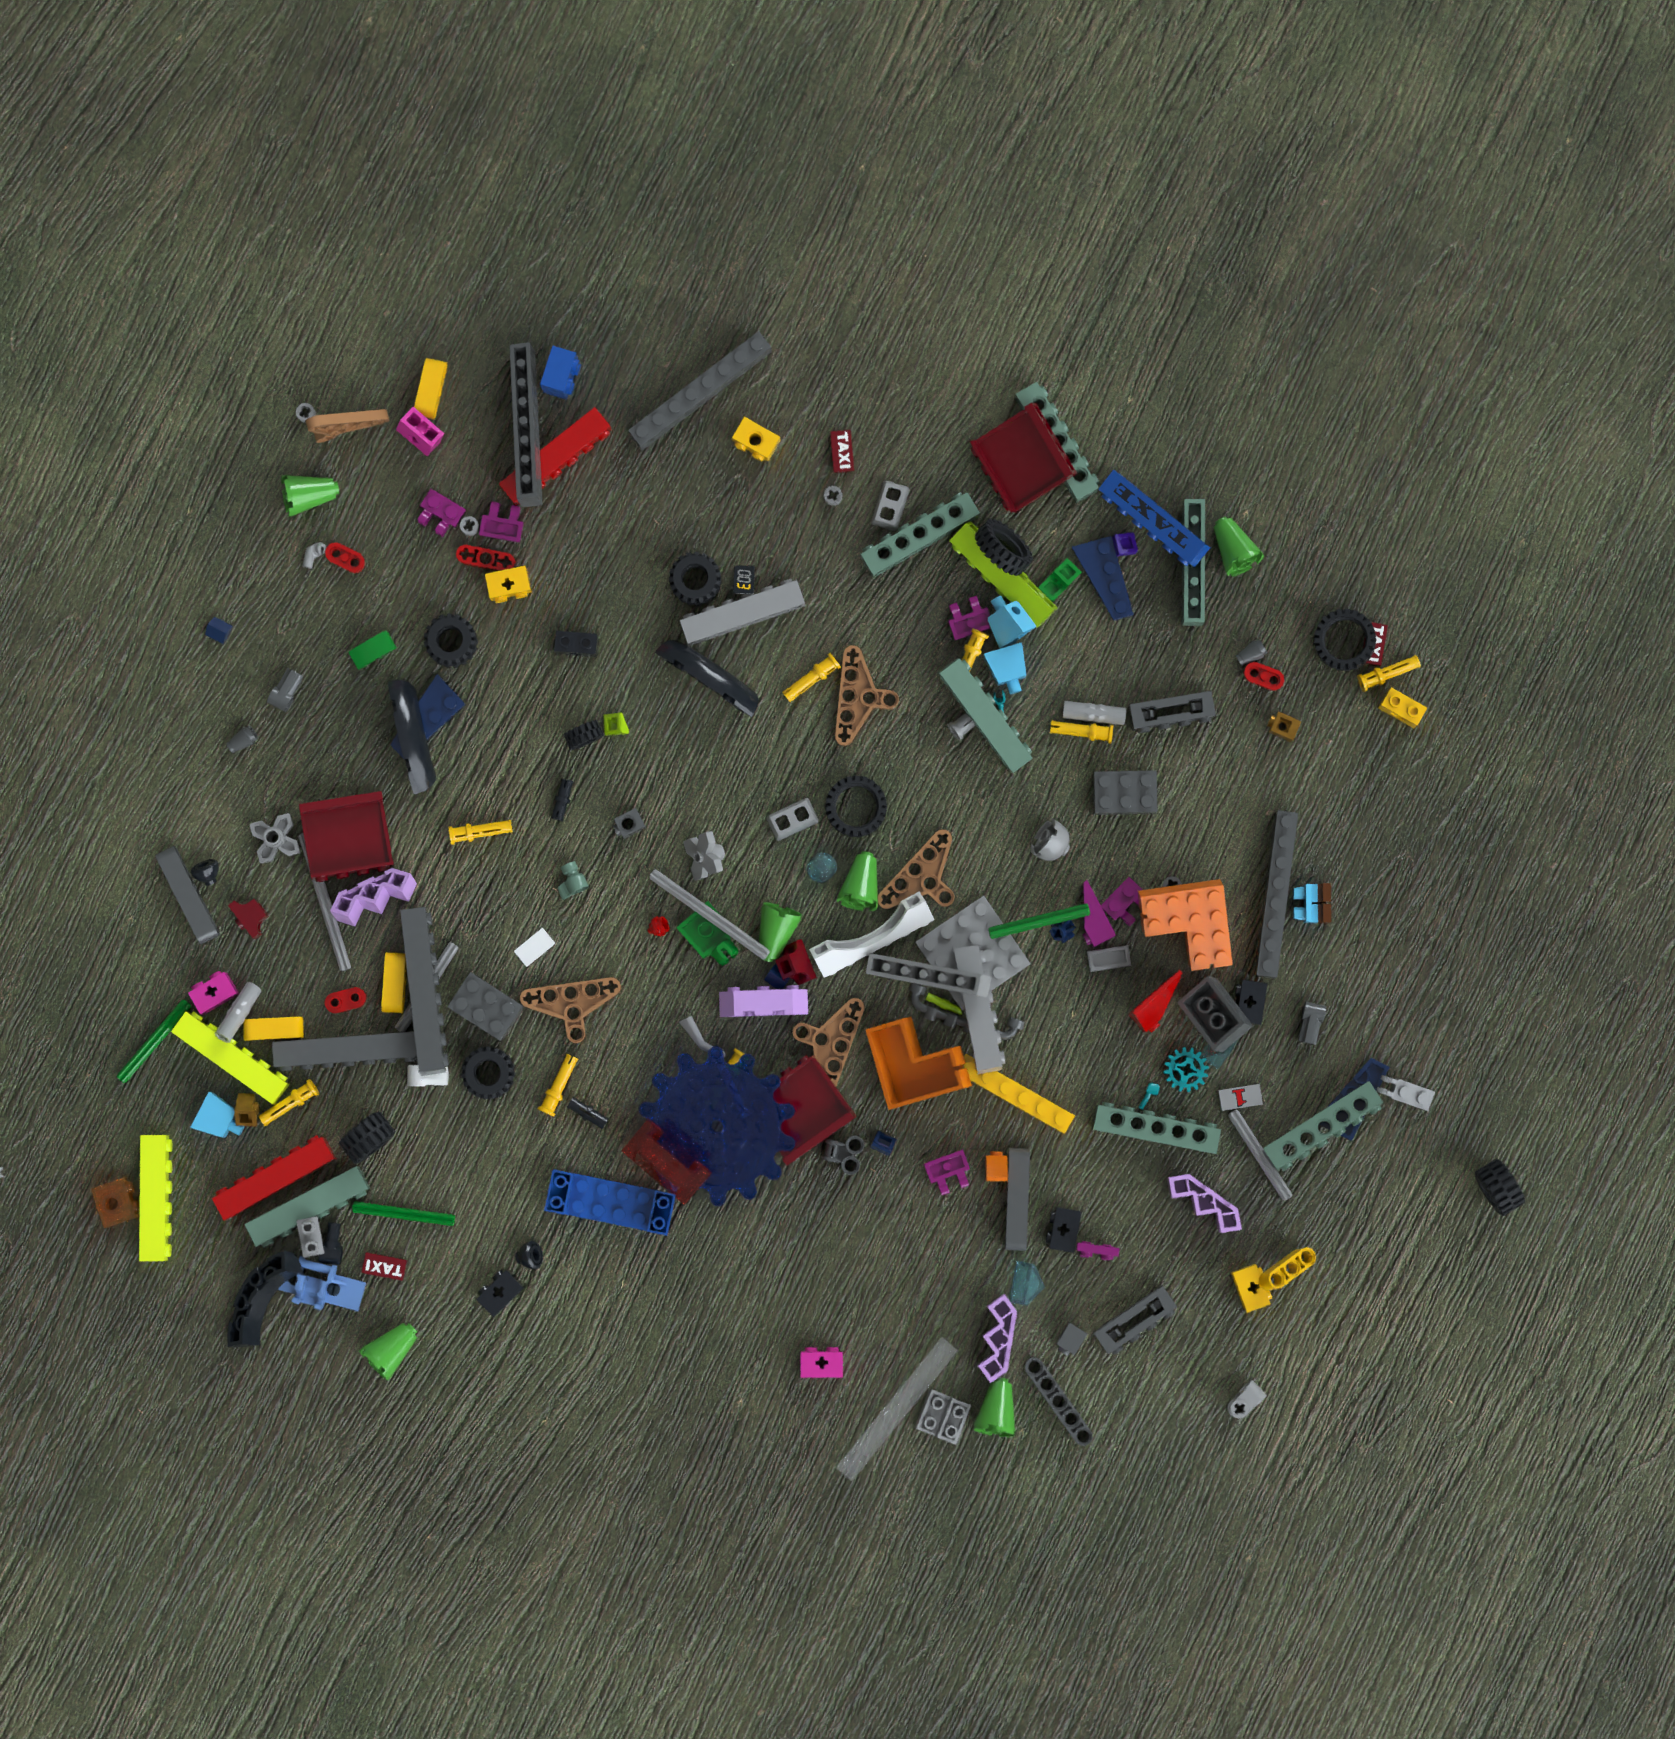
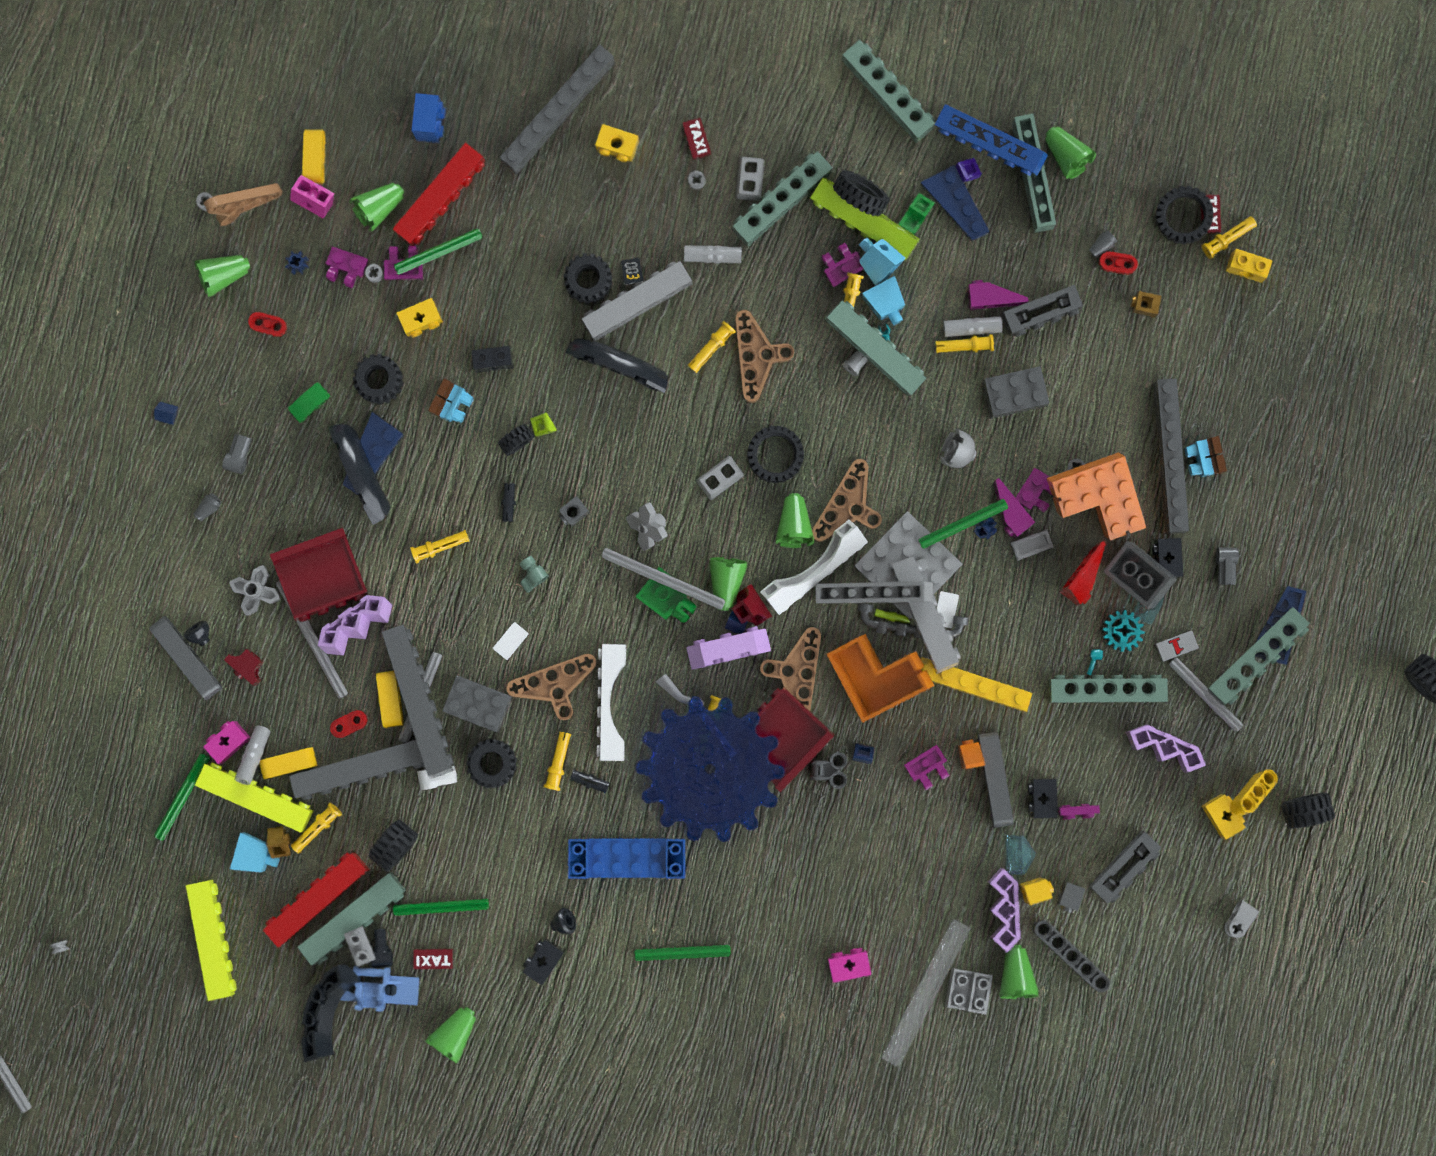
camera: 10 degrees left, 0 degrees up
(122, 1192) = (187, 953): clear orange brick -> none
(313, 552) = (236, 326): light grey arm -> none
(395, 500) = (302, 262): none -> dark blue gear
(469, 560) = (380, 304): red beam -> none
(486, 454) = (376, 204): none -> bright green cone
(526, 425) = (406, 170): dark grey brick -> none
(528, 673) = (453, 394): none -> medium azure hips
(541, 517) = (437, 251): none -> green axle
(619, 1077) = (613, 661): none -> white arch
(648, 1314) = (682, 953): none -> green axle
(658, 926) = (619, 599): red plate -> none
(662, 1165) = (667, 815): clear red windscreen -> none
(821, 867) = (756, 515): clear light blue head -> none
(833, 579) = (713, 254): none -> light grey axle
(1004, 1007) = (947, 606): none -> white sticker
(1023, 458) = (861, 111): dark red panel -> none
(1035, 1324) = (1036, 890): none -> yellow brick
(1119, 684) = (988, 295): none -> magenta slope
(1340, 1299) = (1308, 810): none -> black tyre
(1408, 1093) = (1327, 611): light grey hinge -> none

